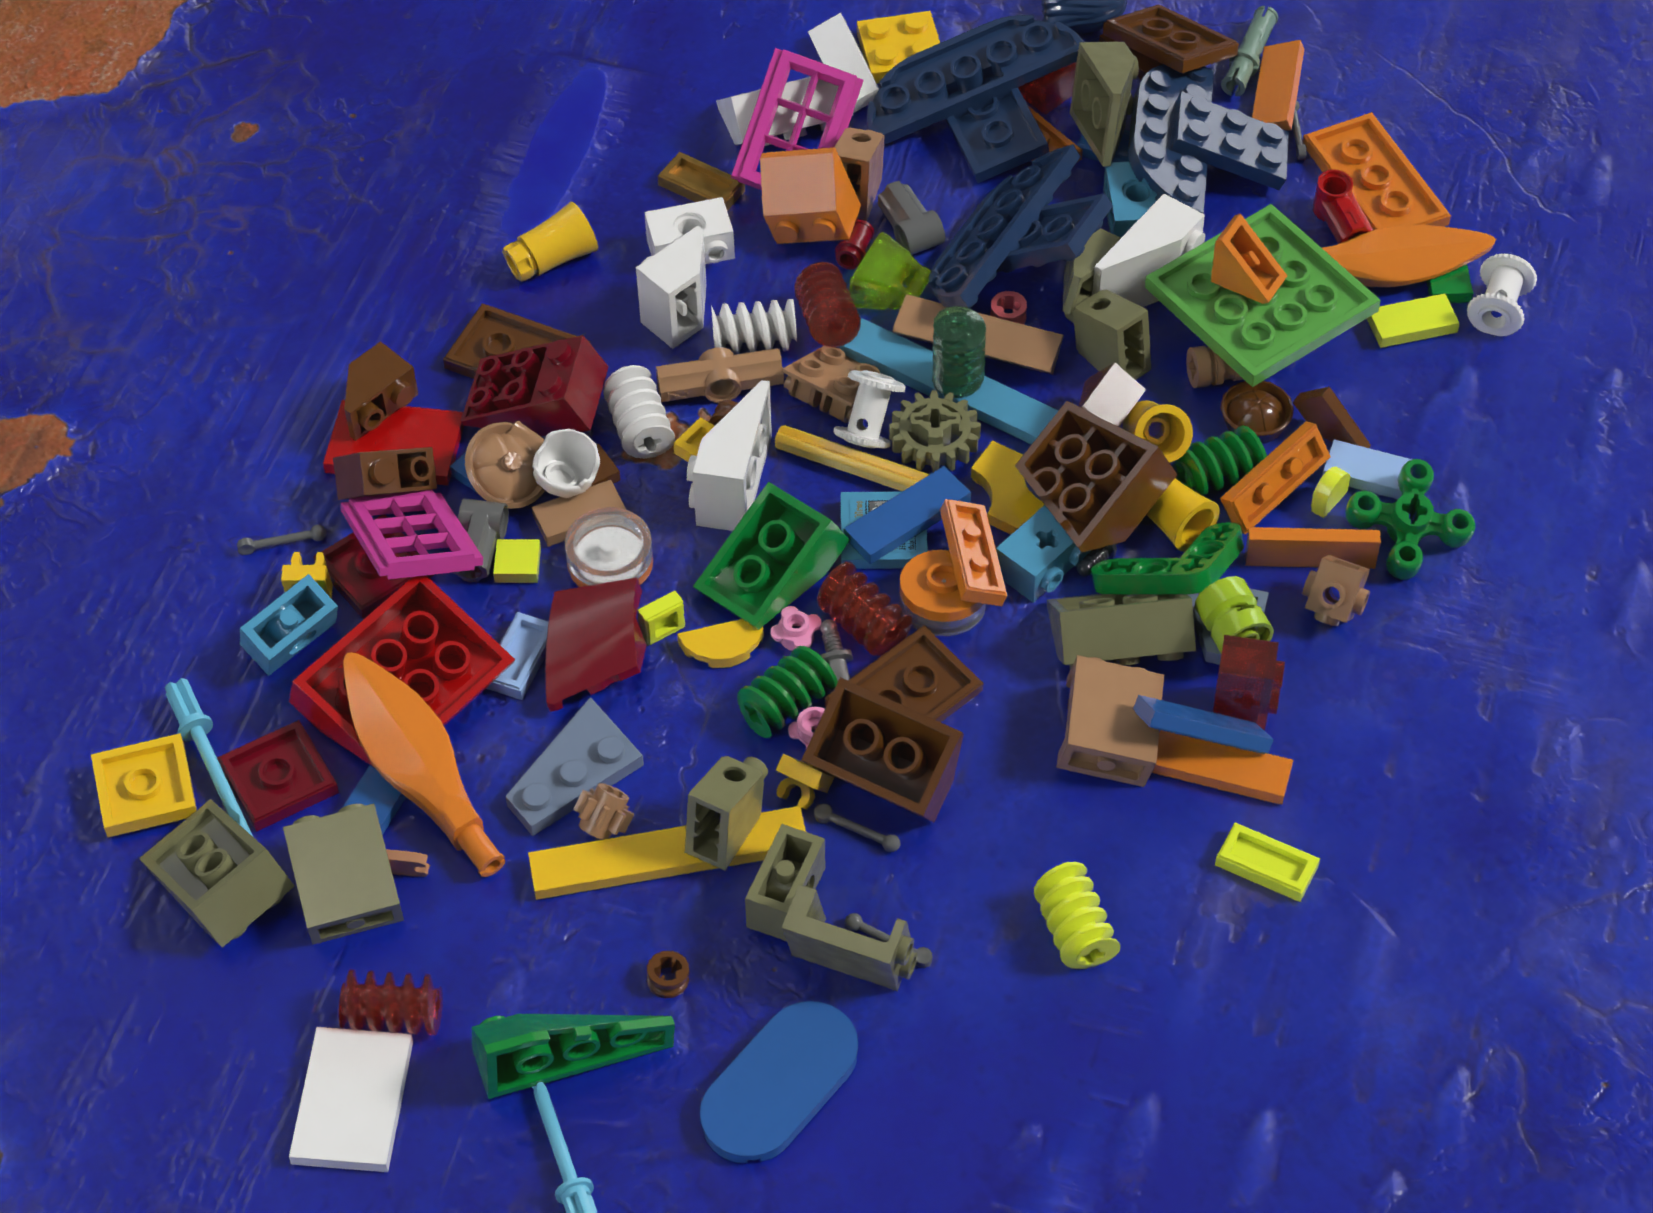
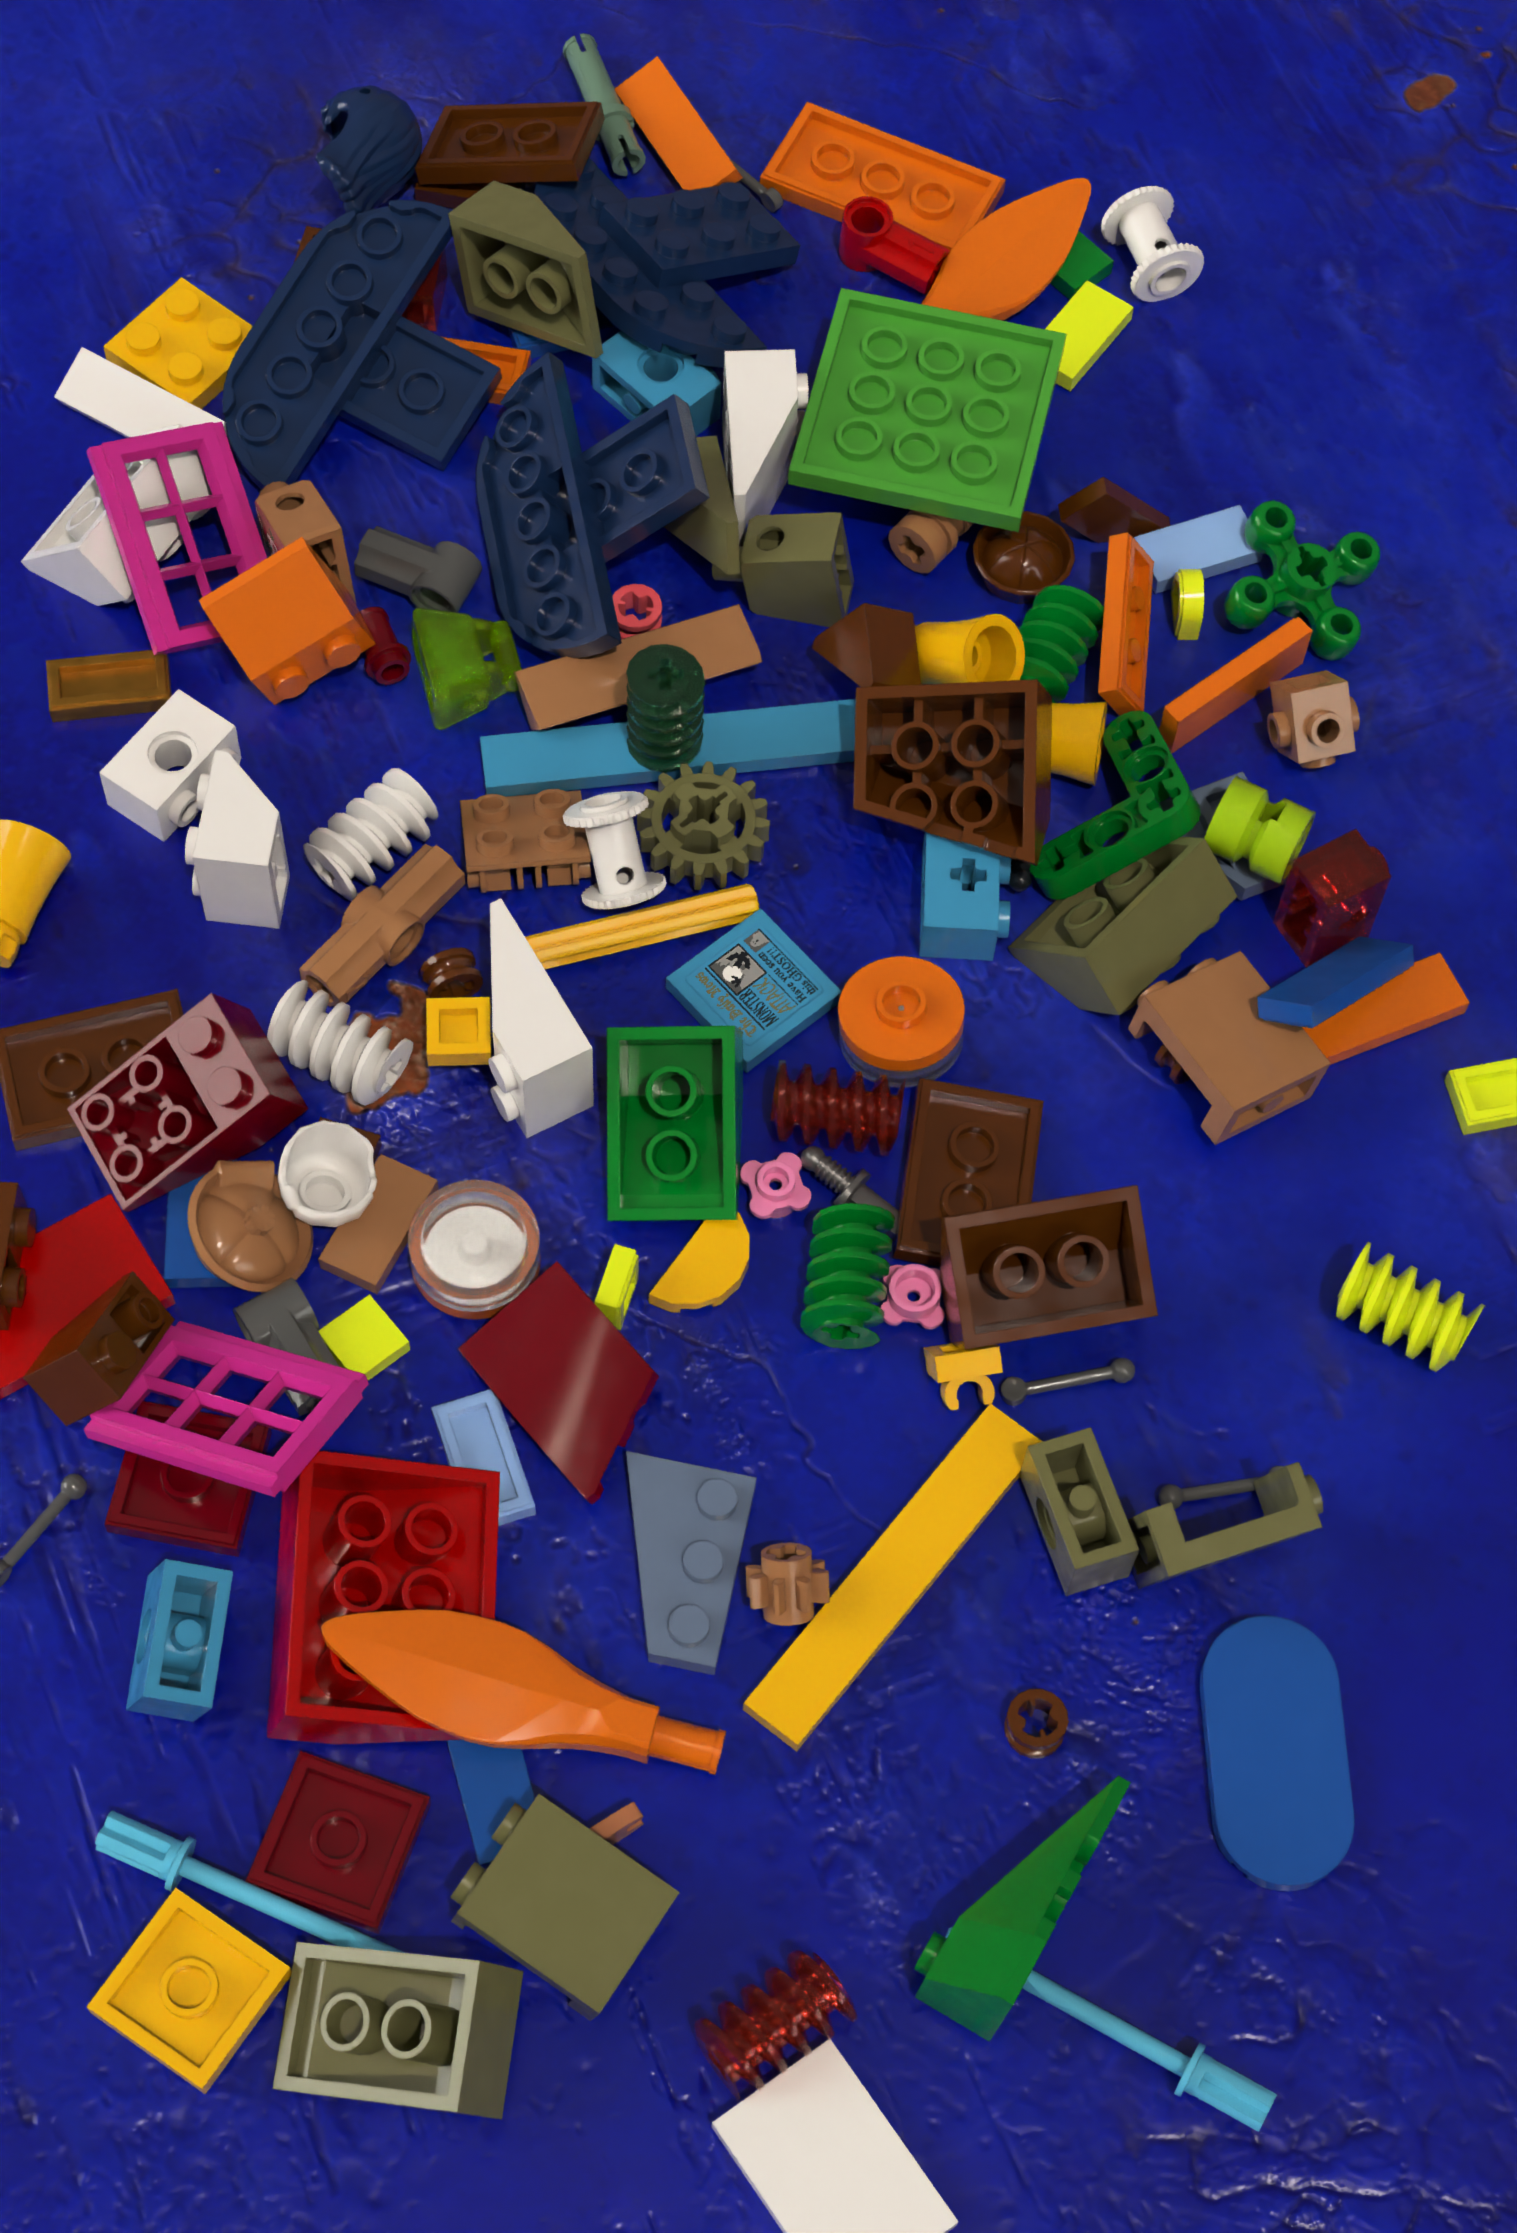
camera: 45 degrees left, 10 degrees up
(296, 571) = (129, 1567): yellow tile -> none
(724, 809) = (941, 1475): olive torso -> none
(827, 305) = (435, 747): clear red piece -> none
(904, 515) = (775, 953): blue tile -> none
(973, 552) = (906, 949): orange tile -> none
(1009, 495) = (865, 856): yellow tile -> none
(1245, 263) = (900, 384): orange slope -> none

